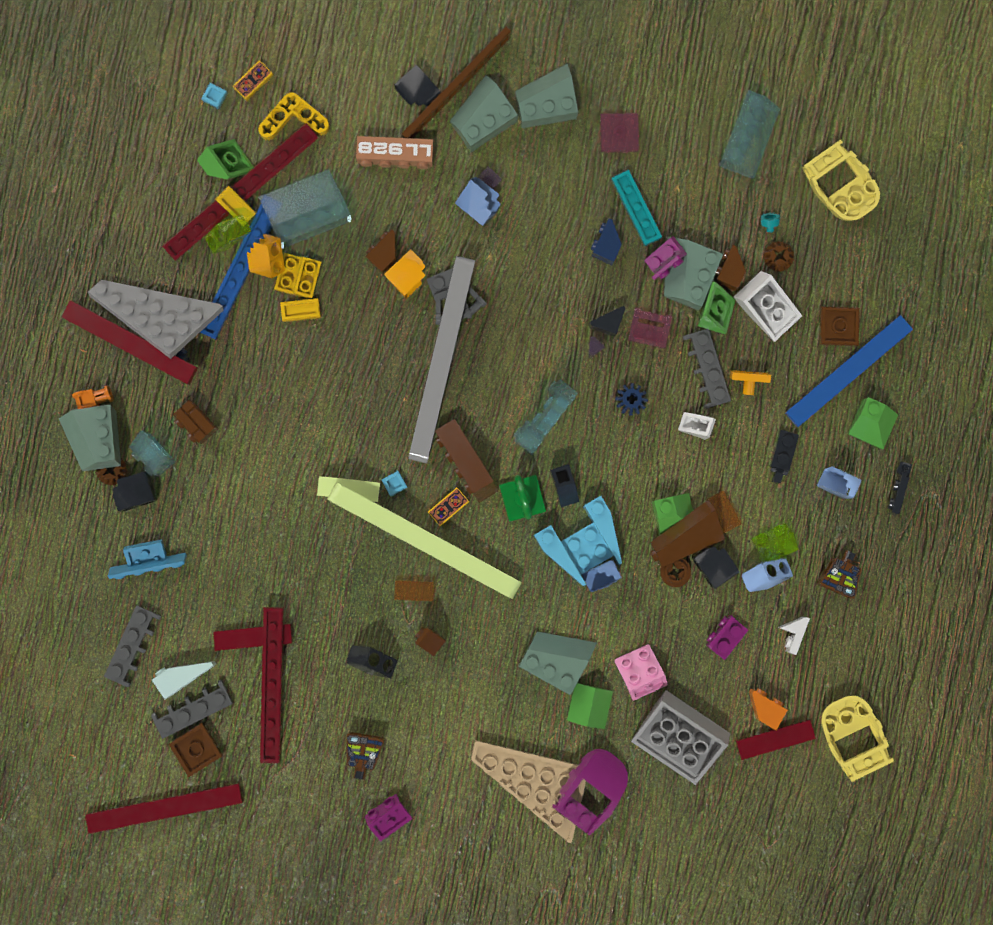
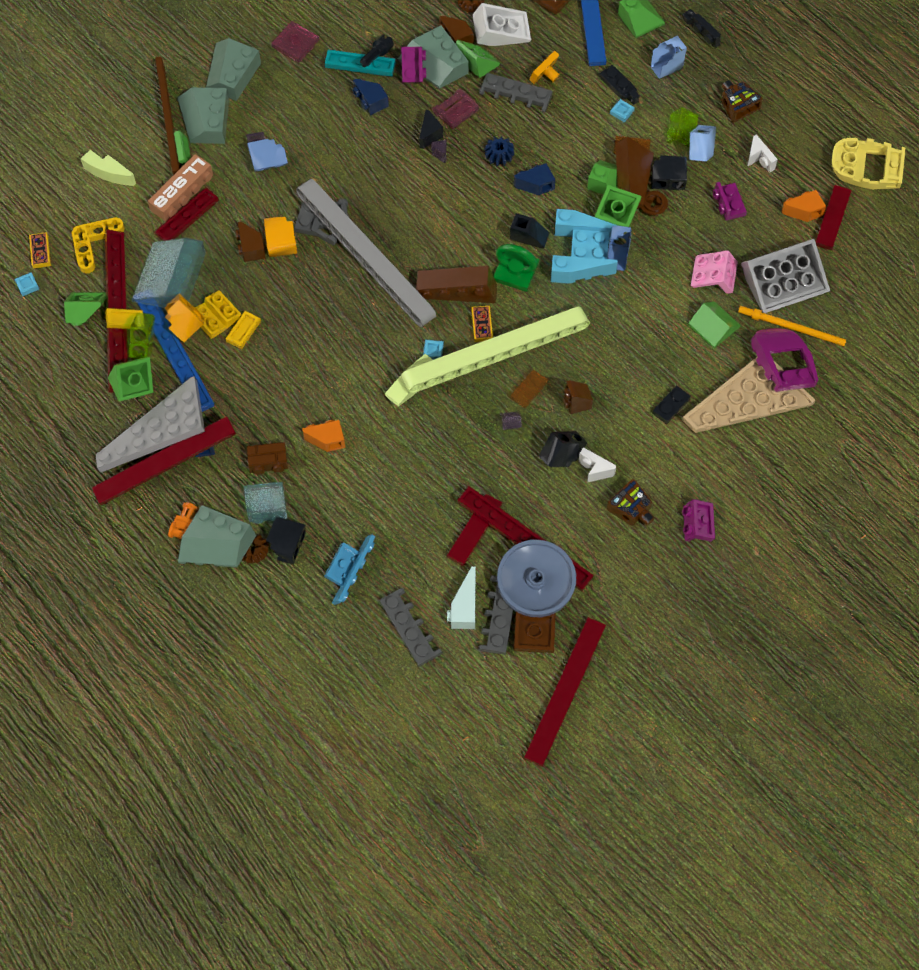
camera: 50 degrees left, 20 degrees down
(181, 259) = (131, 379): none -> bright green slope
(237, 722) = (536, 578): none -> sand blue dish
(248, 456) = (325, 436): none -> orange slope
(369, 73) = (107, 169): none -> yellowish green slope
(374, 177) = (187, 215): none -> dark red tile
(374, 595) = (510, 420): none -> slope
(378, 704) = (600, 467): none -> white slope
(417, 88) = (147, 144): black piece -> none
(434, 123) = (182, 147): none -> bright green tile
(484, 721) = (671, 404): none -> black plate
(533, 434) = (463, 190): clear light blue wedge -> none
(557, 659) = (662, 323): sand green wedge -> none
(623, 453) = (535, 180): none -> dark blue slope
(624, 737) = (757, 314): none -> light orange bar
(638, 549) = (618, 206): none -> bright green slope
(664, 215) = (379, 48): none -> black piece
(697, 425) = (555, 120): white slope -> none
(756, 476) = (622, 110): none -> medium azure tile

